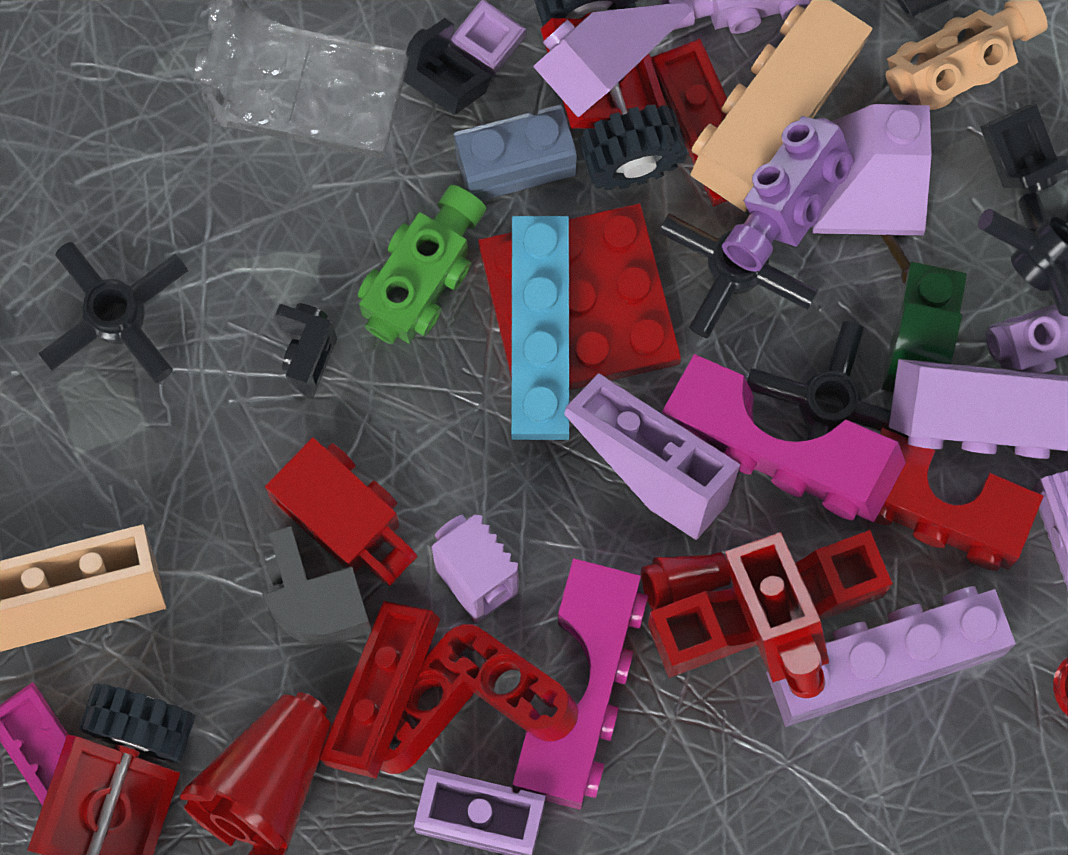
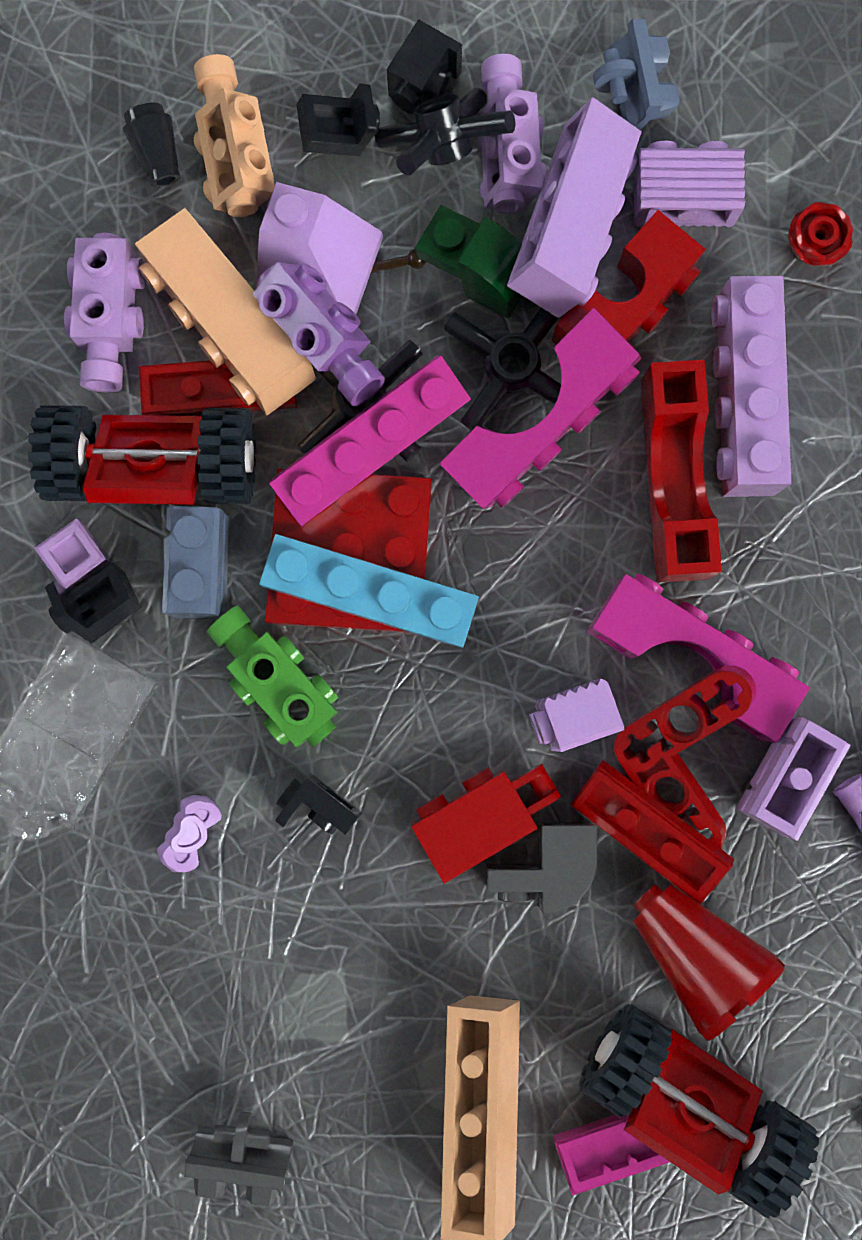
camera: 70 degrees left, 10 degrees up
(124, 330) = (209, 984): black bar -> none
(242, 232) = (188, 833): none -> lavender piece
(603, 49) = (135, 453): lavender slope -> none
(655, 456) = (518, 528): lavender slope -> none
(683, 576) = (629, 539): red cone -> none
(695, 278) = (369, 440): none -> dark pink plate
(780, 614) = (715, 461): red brick -> none

